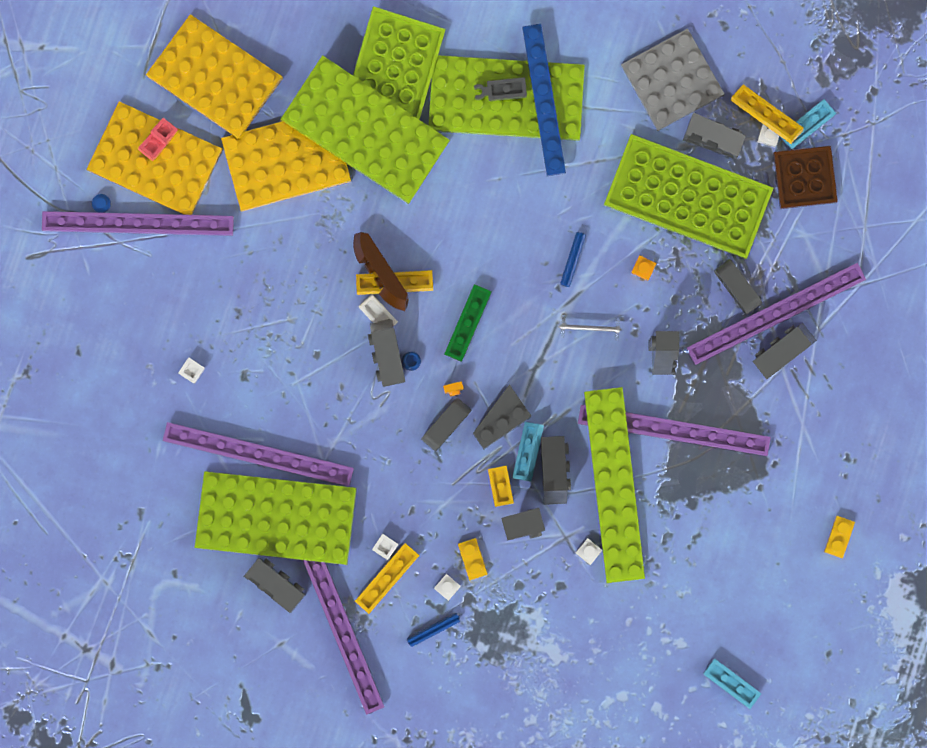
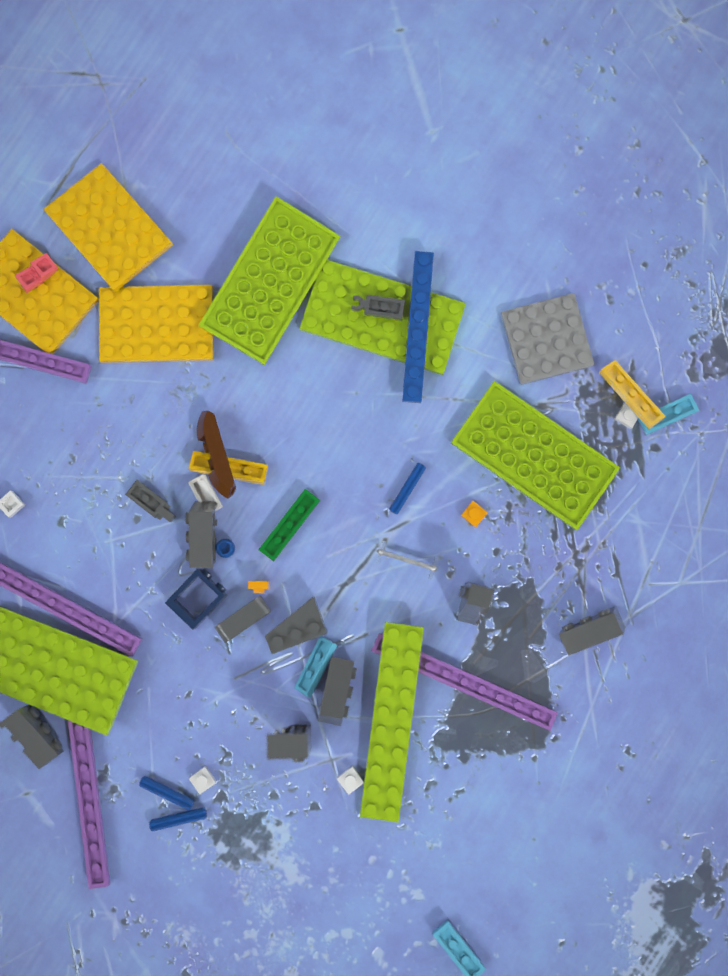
camera: 15 degrees right, 0 degrees up
(326, 334) = (150, 501): none -> dark grey hinge
(365, 129) = (236, 311): lime plate -> none
(385, 547) = (151, 725): white plate -> none
(387, 578) = (145, 756): yellow plate -> none
(400, 392) = (182, 612): none -> dark blue window
(416, 608) = (166, 793): none -> blue axle
(472, 559) = (234, 758): yellow plate -> none
(500, 486) = (280, 693): yellow plate -> none
(714, 136) = (574, 403): dark grey wedge -> none
(737, 286) = (561, 555): dark grey beam -> none
(775, 314) = (592, 591): medium lavender plate -> none
(805, 177) = (653, 465): reddish brown plate -> none
(839, 537) = (601, 829): yellow plate -> none

